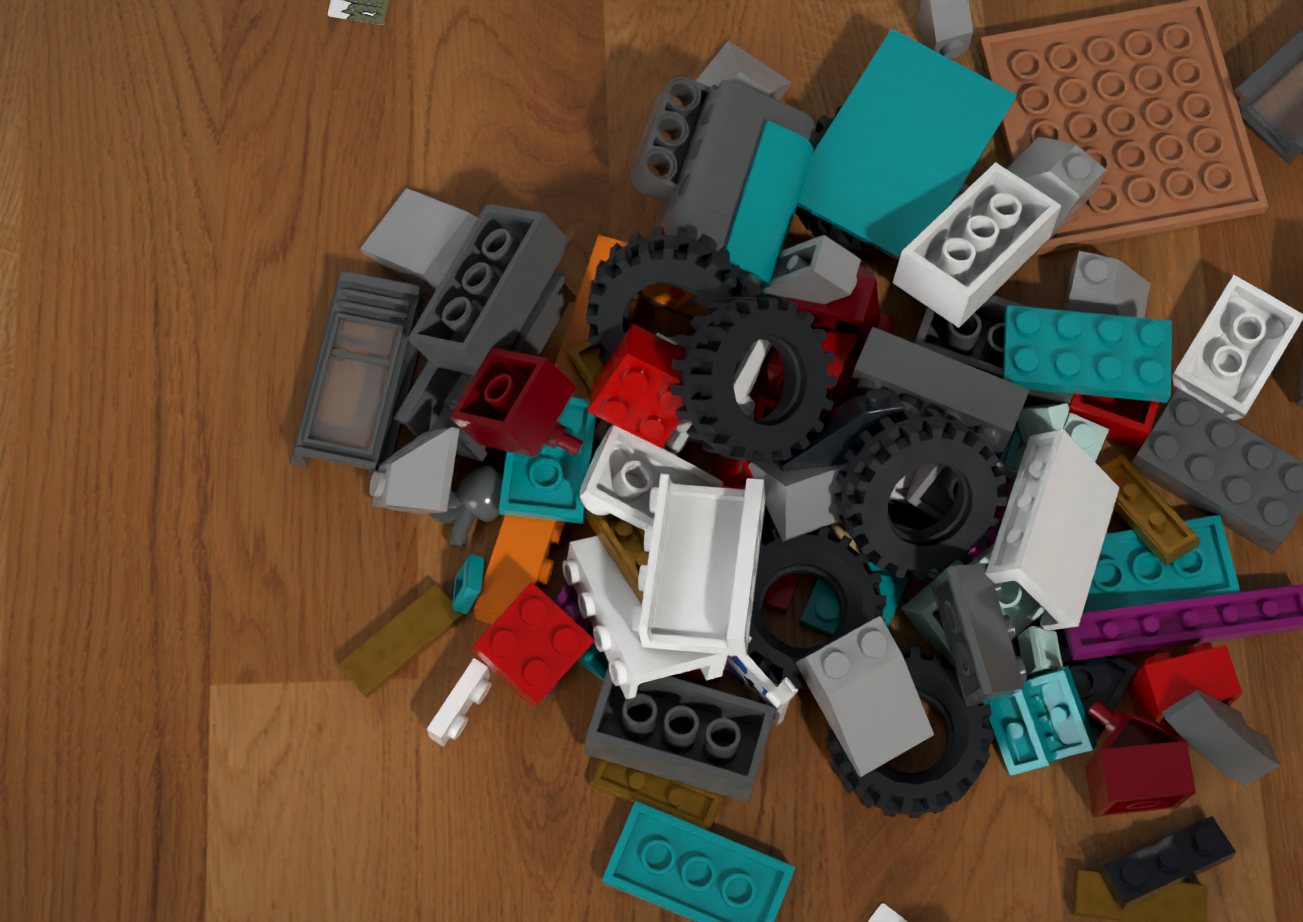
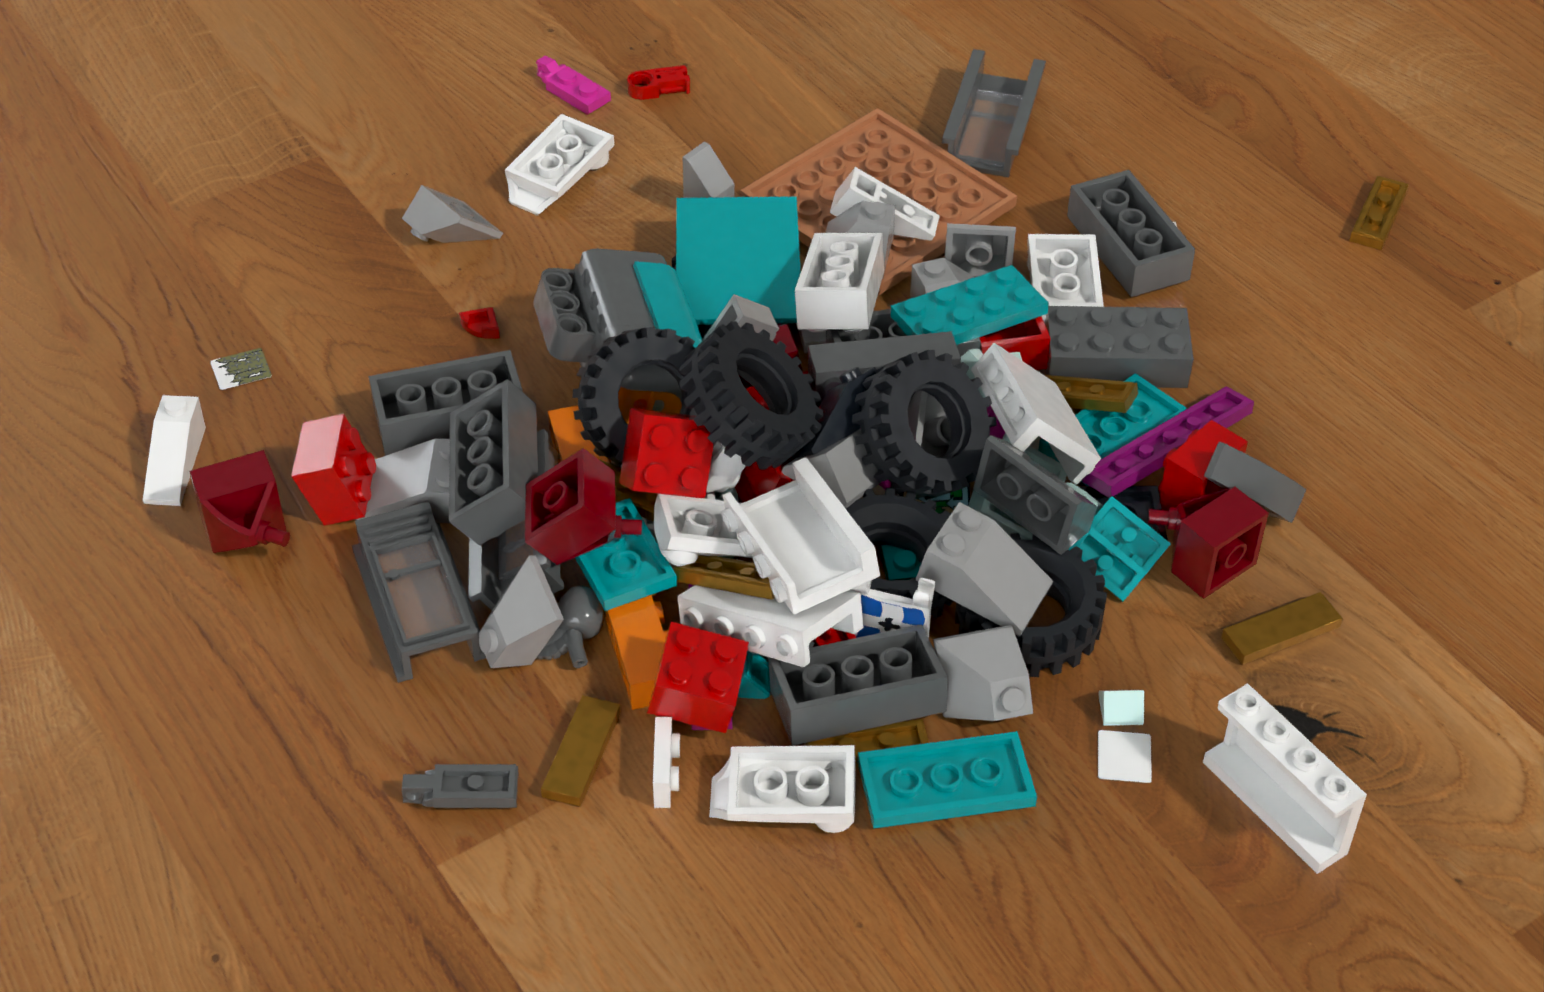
camera: 30 degrees left, 25 degrees down
(237, 76) = (173, 449): none -> white slope
(252, 192) = (239, 503): none -> dark red piece
(276, 622) = (463, 786): none -> dark grey hinge
(356, 196) = (334, 469): none -> red piece
(468, 584) = (611, 677): teal tile -> none
(514, 164) = (418, 401): none -> dark grey brick
(548, 799) = (787, 786): none -> white slope
(617, 68) = (480, 323): none -> red tile
(799, 795) = (985, 675): none -> light grey slope
(920, 892) = (1122, 707): none -> light aqua slope
(1125, 177) = (910, 217): none -> white slope
(1167, 862) = (1281, 590): black plate -> none
(1172, 265) = (979, 247): none -> light grey slope

